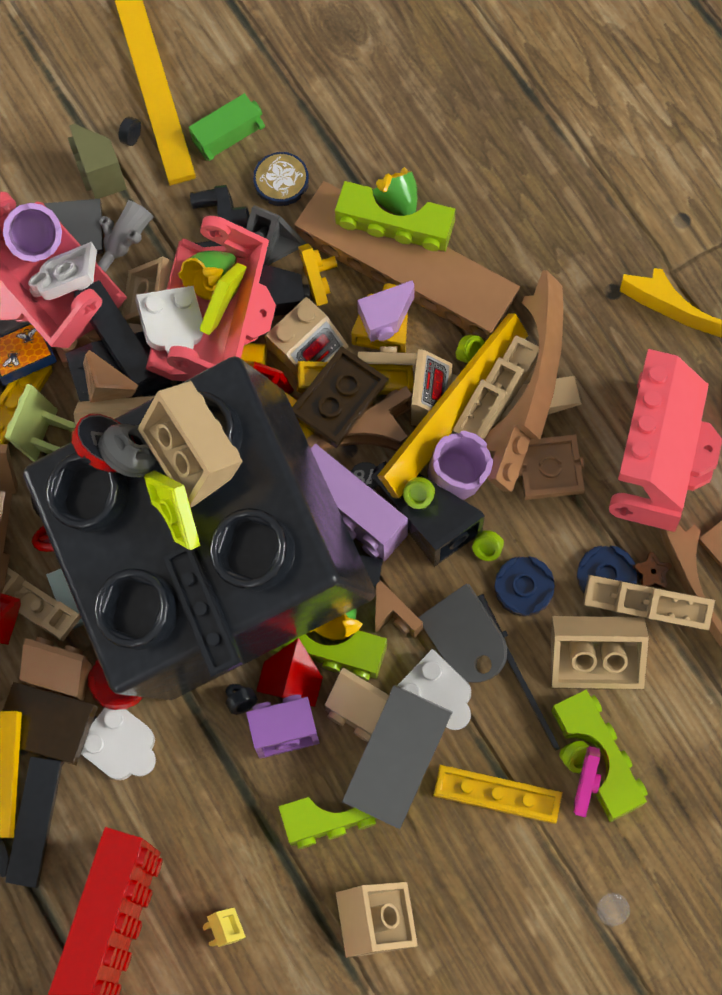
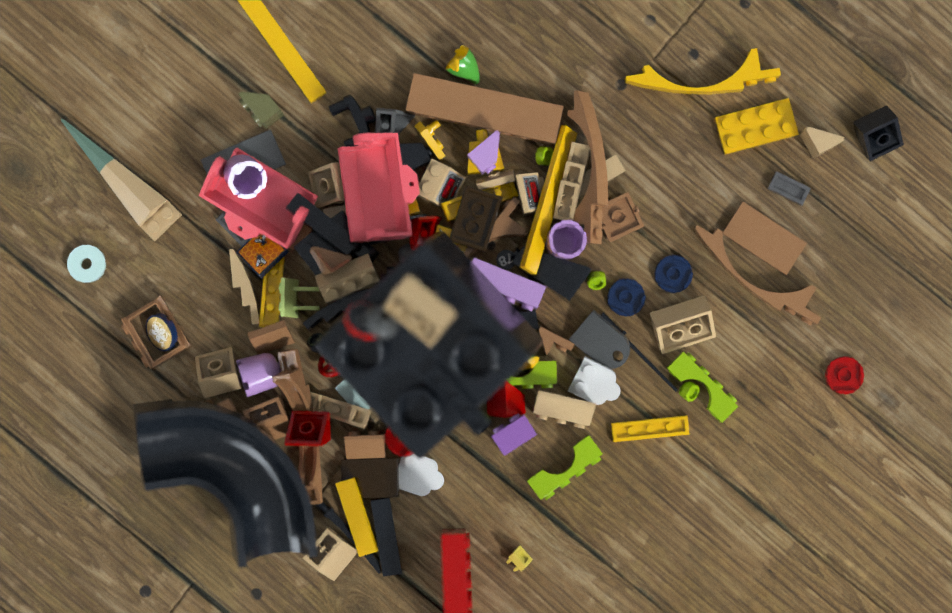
camera: 25 degrees left, 15 degrees up
(65, 273) = (275, 196): white plate -> none
(125, 232) = (296, 149): light grey piece -> none
(129, 131) = (272, 75): black tile -> none
(170, 318) = (355, 206): white plate -> none
(174, 506) = (420, 346): neon yellow tile -> none
(205, 270) = (366, 166): yellow hat -> none
(223, 294) = (383, 182): neon yellow tile -> none
(226, 126) = (335, 51): bright green brick -> none
(281, 178) = (383, 76): tile -> none
(376, 919) = (604, 524): tan slope -> none
(397, 756) = (588, 431): dark grey tile -> none
(418, 493) = (547, 268): lime tile -> none
(427, 227) = (495, 86): lime arch -> none
(588, 781) = (701, 406): dark pink plate -> none
(613, 909) = (736, 472): clear tile -> none
(648, 602) = (704, 285): tan slope -> none
(649, 579) = (700, 268): reddish brown plate -> none
(666, 443) = (687, 184): coral piece -> none

